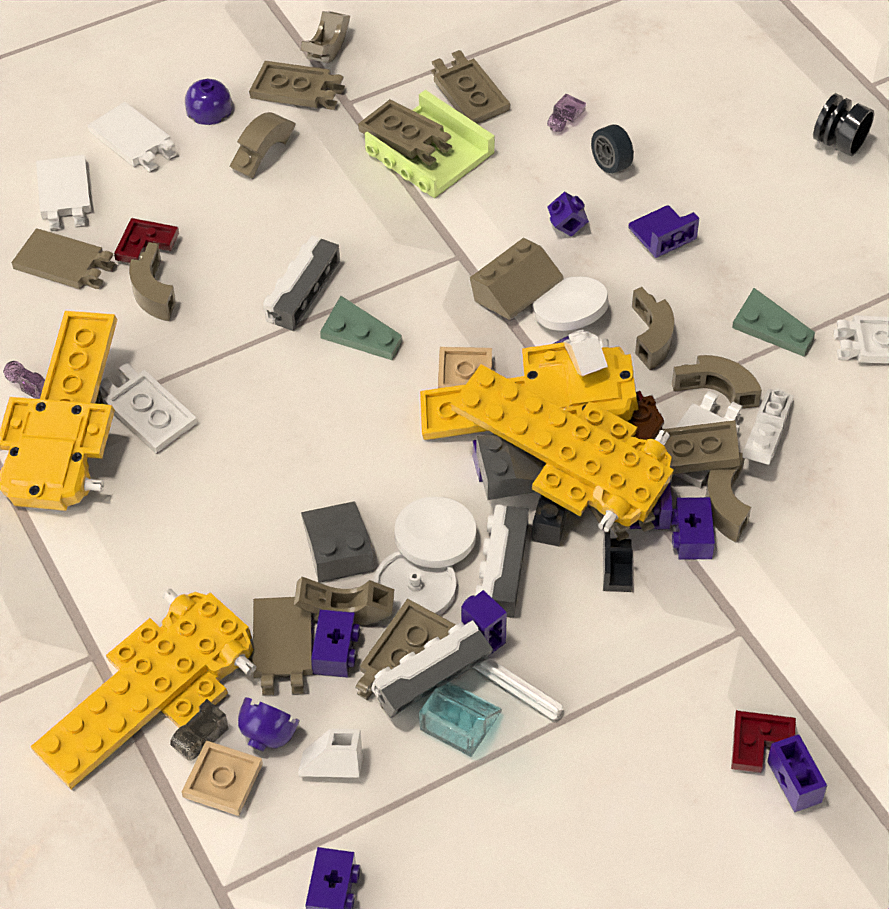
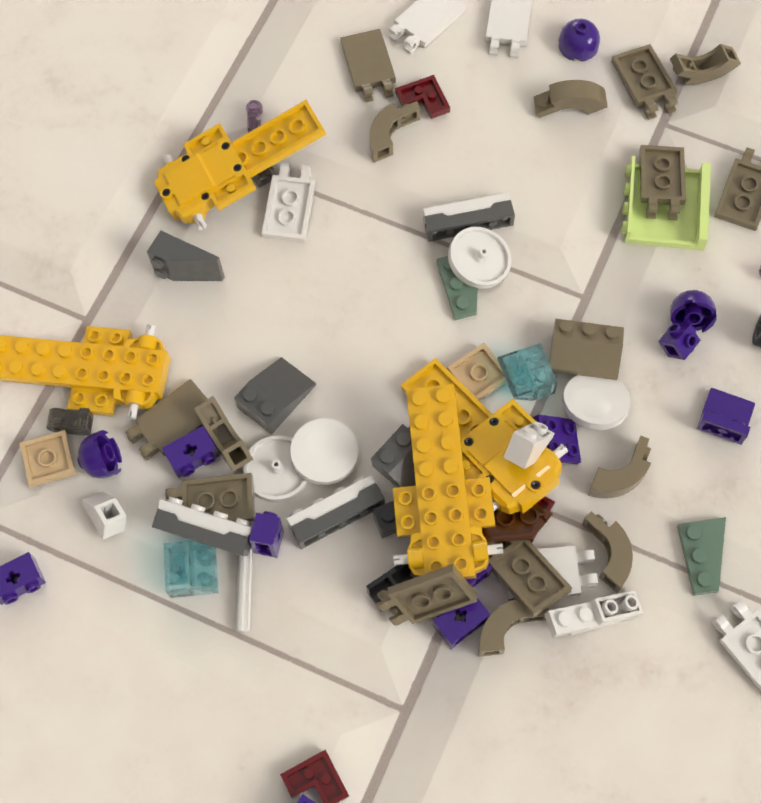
camera: 55 degrees right, 15 degrees up
(125, 520) = (183, 261): none -> dark grey slope
(352, 298) = (479, 257): none -> white piece
(502, 328) = (528, 373): none -> clear light blue slope
(547, 184) = (695, 309): none -> dark purple cylinder
(657, 527) = (427, 596): none -> dark tan tile

